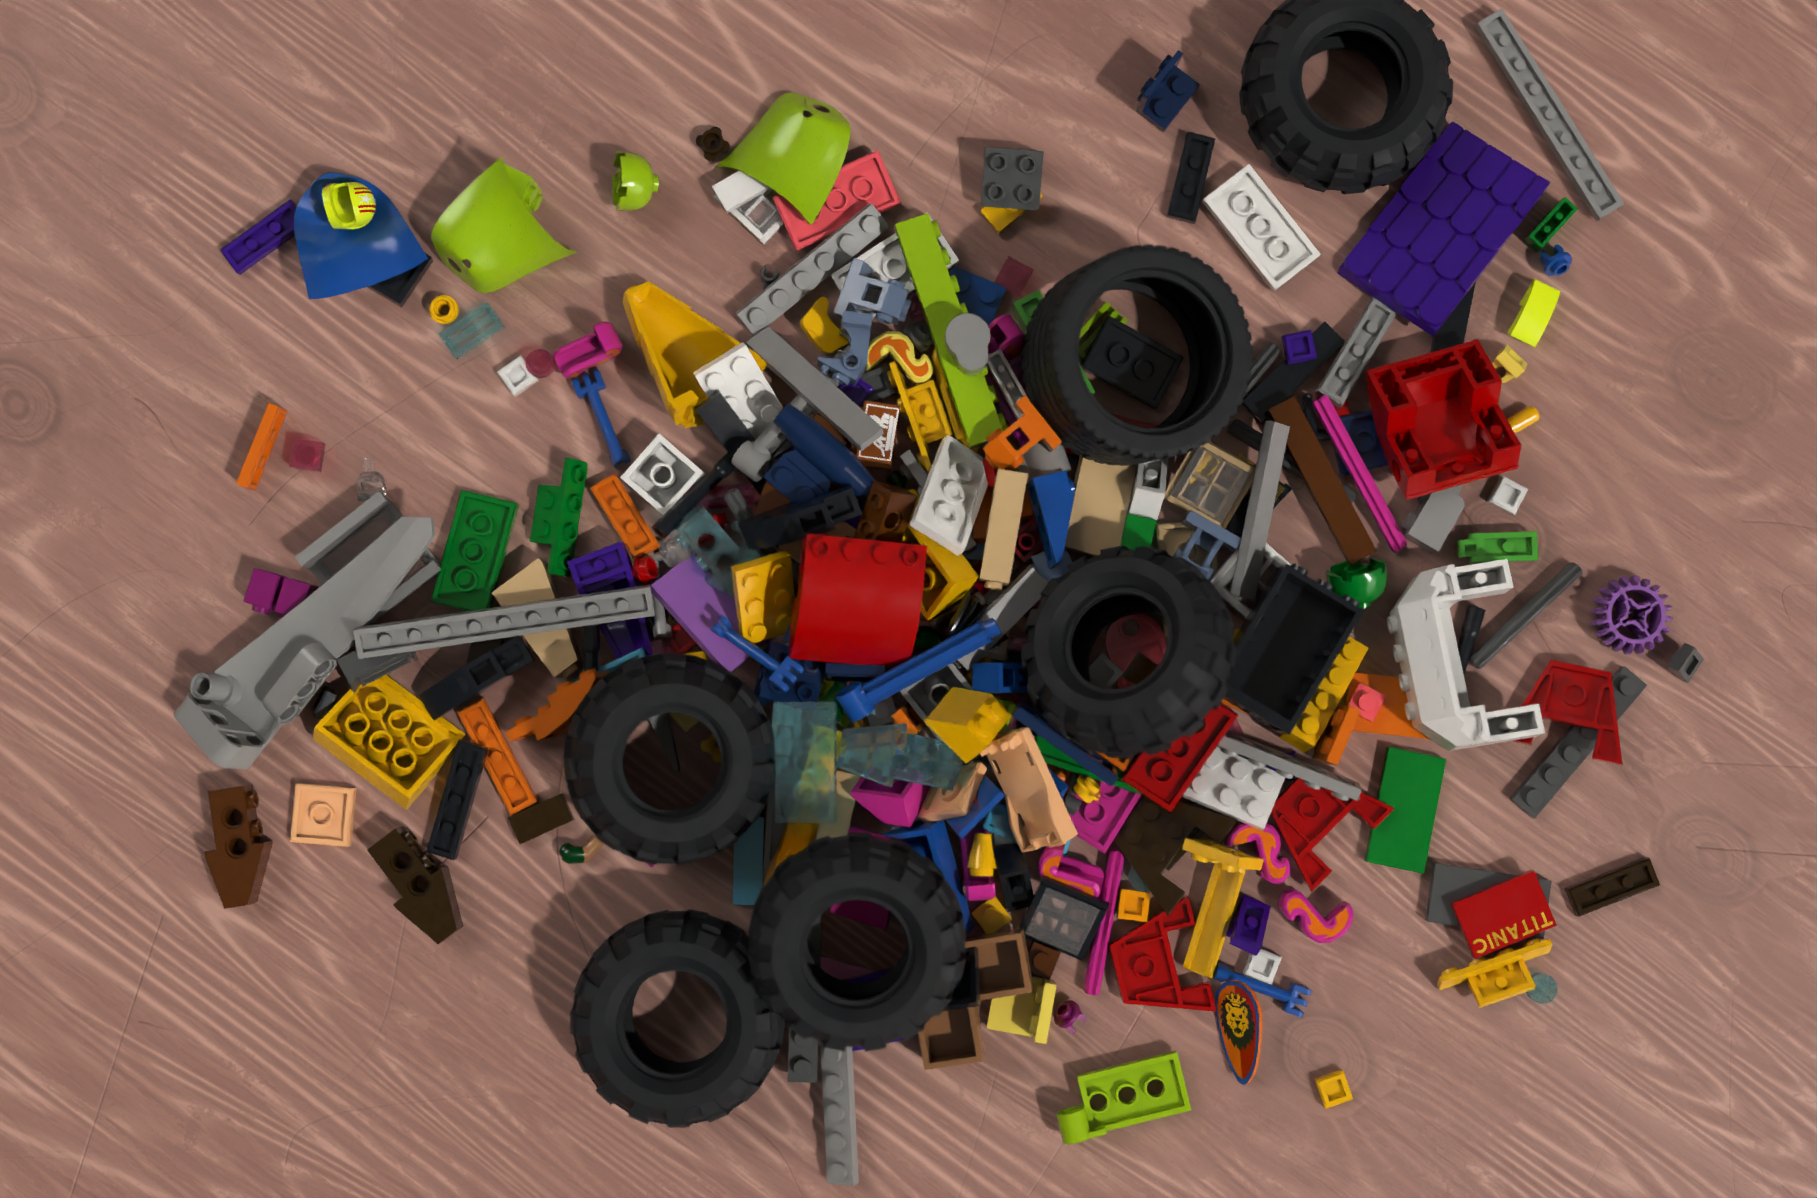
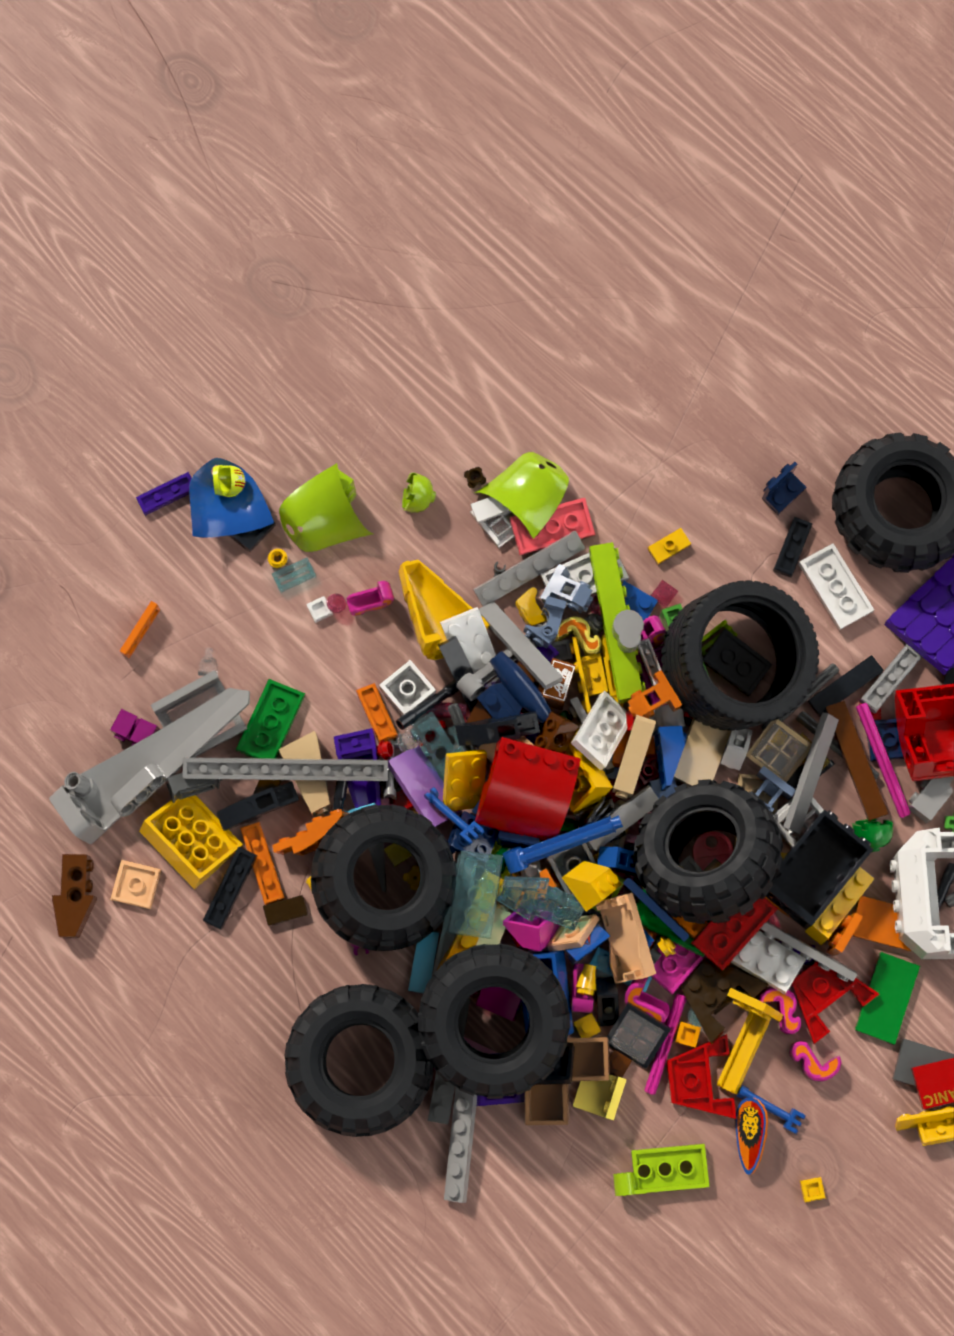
camera: 10 degrees right, 10 degrees down
(307, 455) = (169, 640): clear pink plate -> none
(323, 702) = (150, 807): black tile -> none
(430, 910) = (199, 960): dark brown brick -> none
(558, 516) = (331, 706): green bracket -> none
(580, 854) = (308, 939): arm -> none
(591, 390) = (367, 626): blue hinge -> none
(1012, 178) = (672, 528): dark grey bracket -> none
(1067, 1014) = (630, 1104): magenta plate -> none
(1137, 531) = (726, 773): green brick -> none
(1249, 925) = (767, 1060): dark purple slope -> none
(1262, 966) = (772, 1092): white tile -> none
(1298, 347) = (851, 669): dark purple tile -> none
(1321, 434) = (860, 730): black piece -> none
(1366, 700) = (870, 917): coral plate -> none

